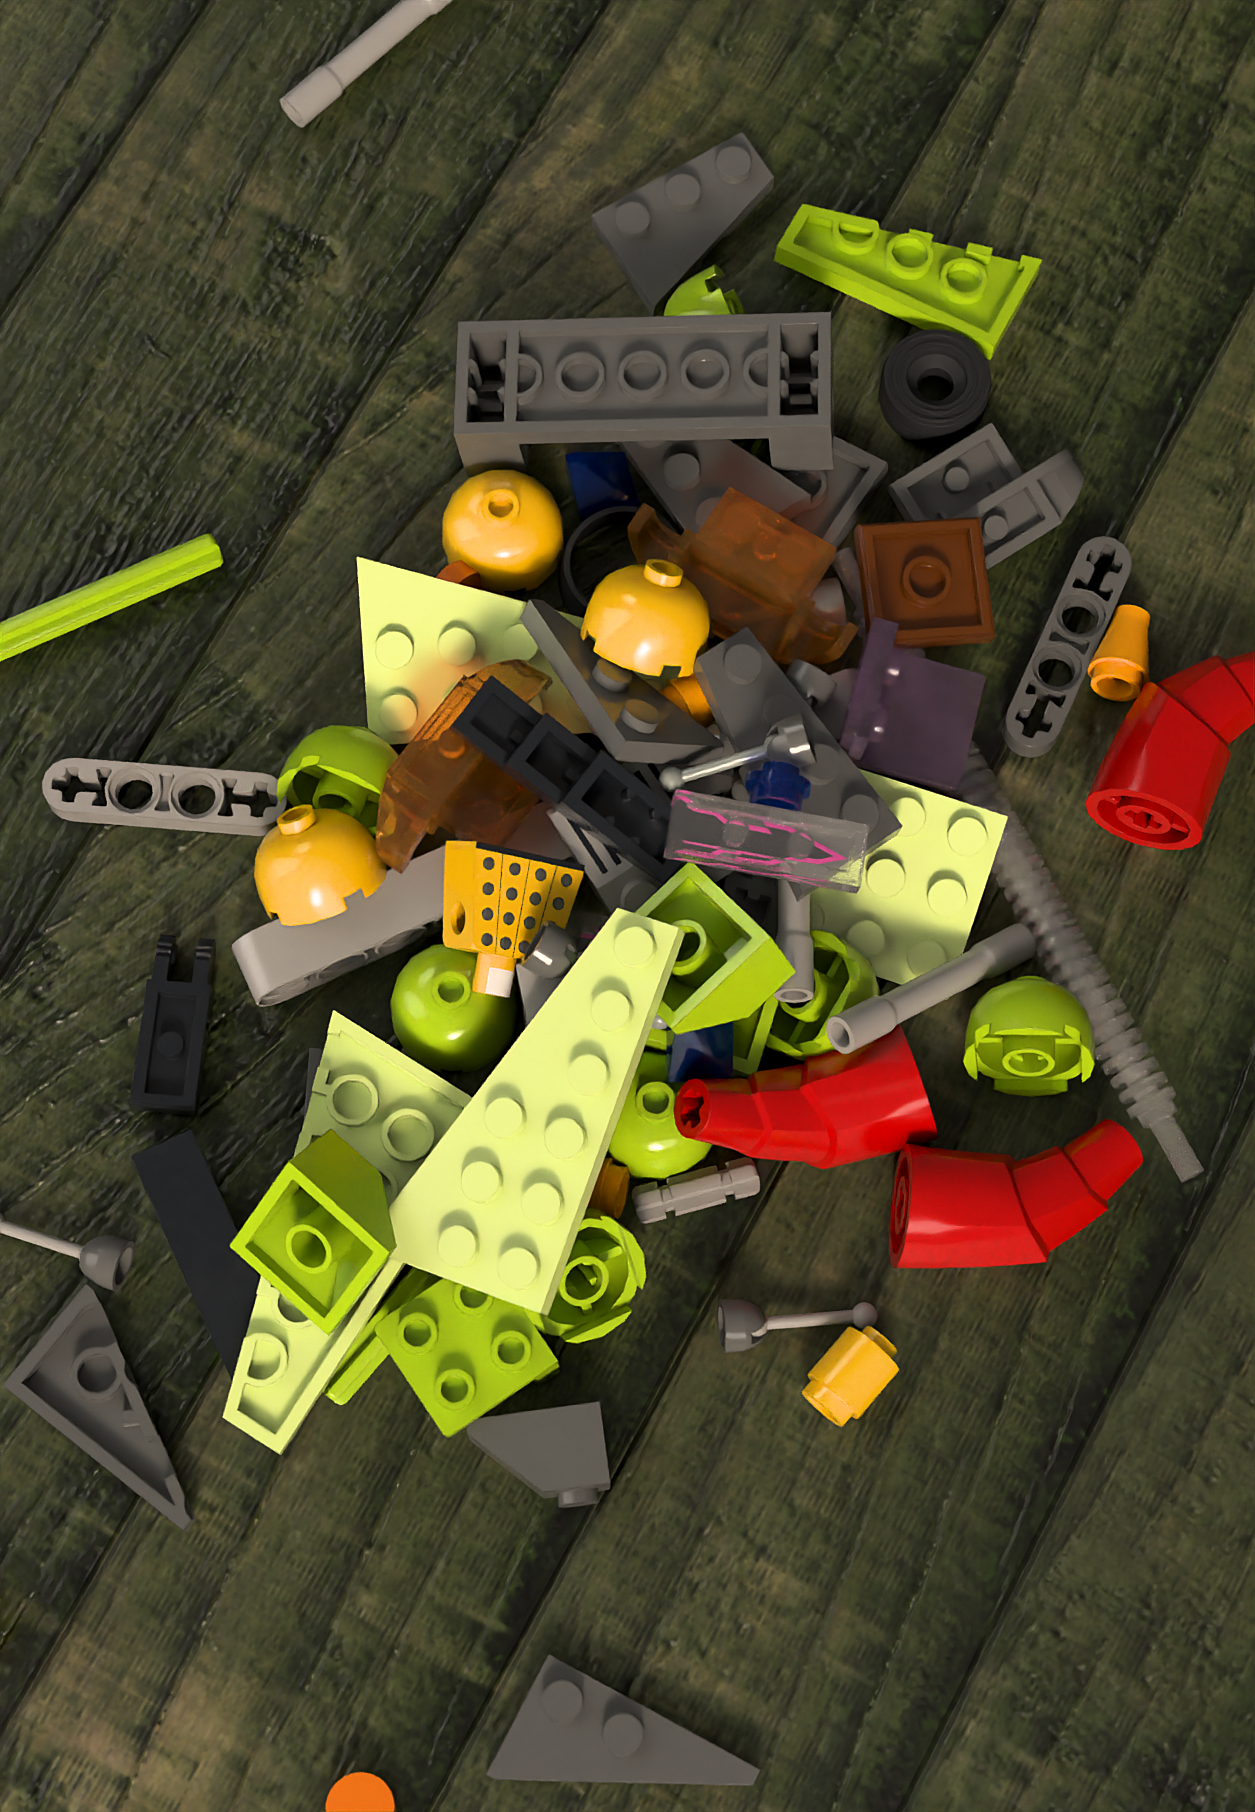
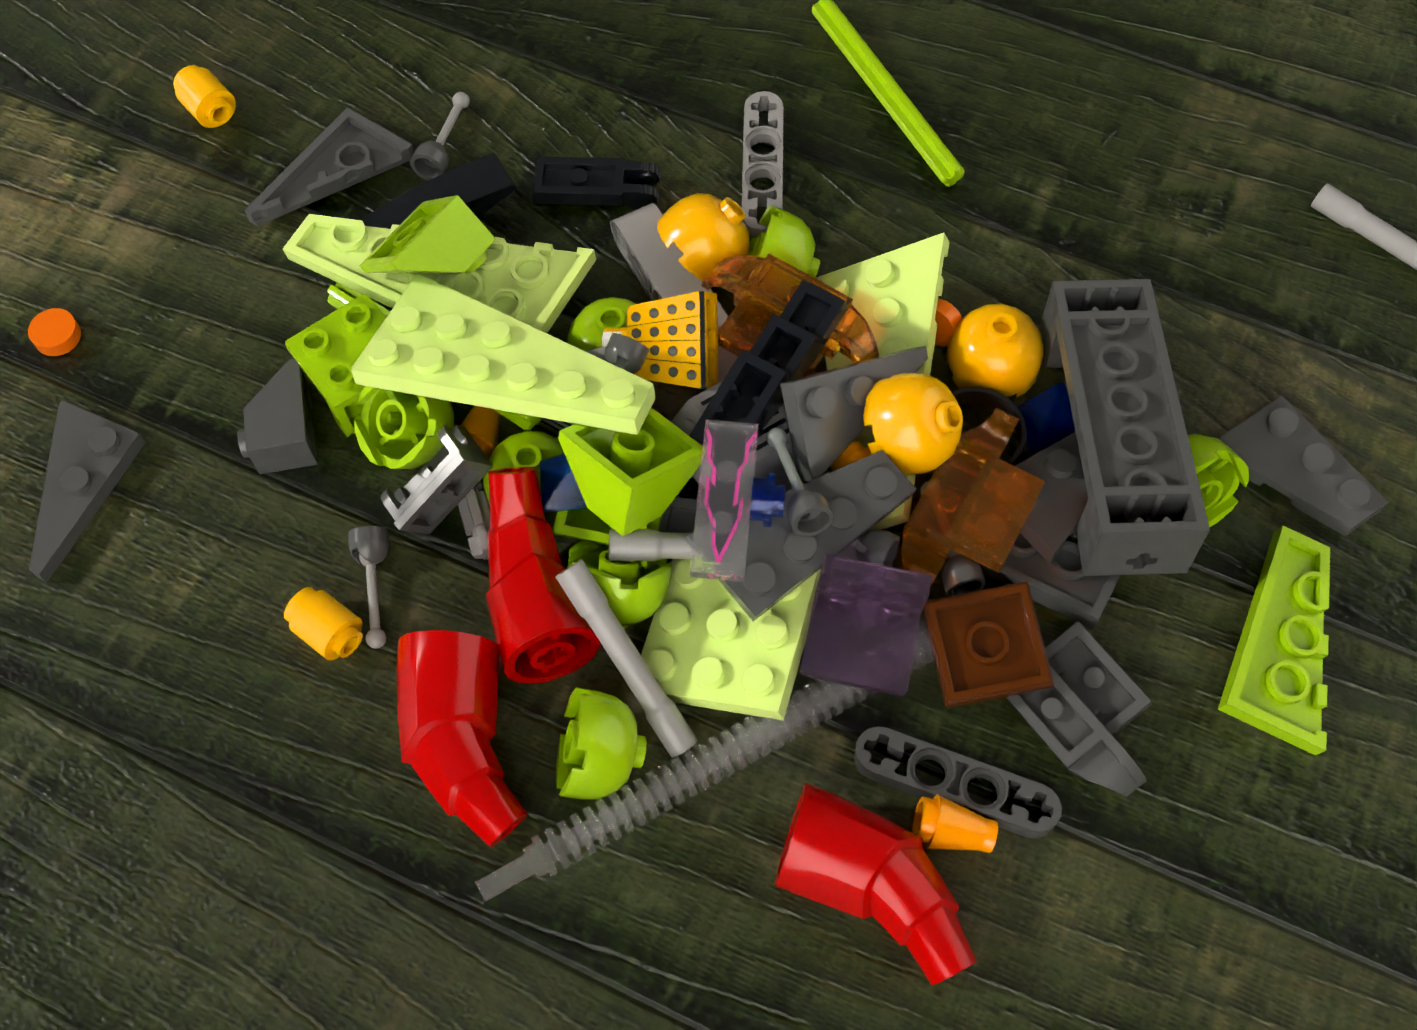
camera: 90 degrees right, 10 degrees down
(668, 1227) = (439, 483): none -> dark grey hinge
(942, 355) = (1197, 639): black tyre -> none

